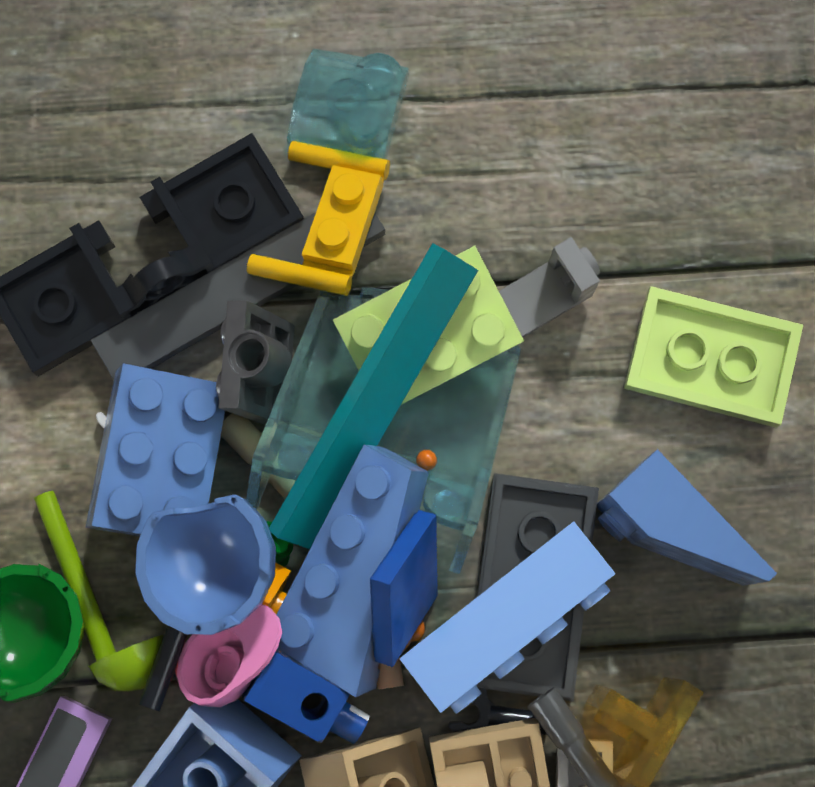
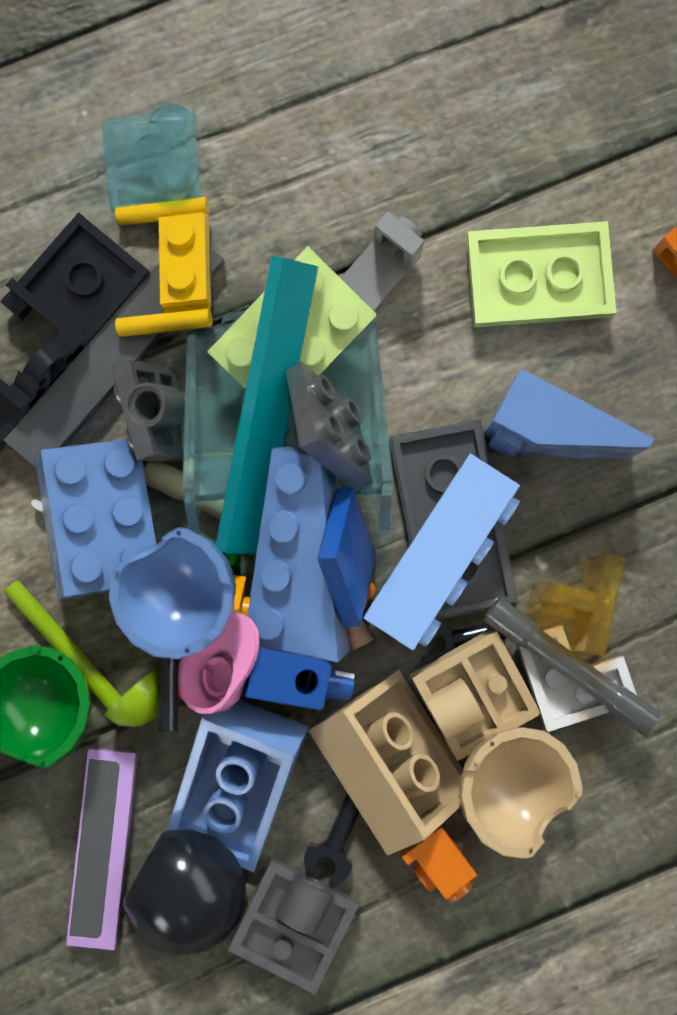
camera: 20 degrees left, 5 degrees up
(432, 442) = (328, 426): none -> flat silver plate

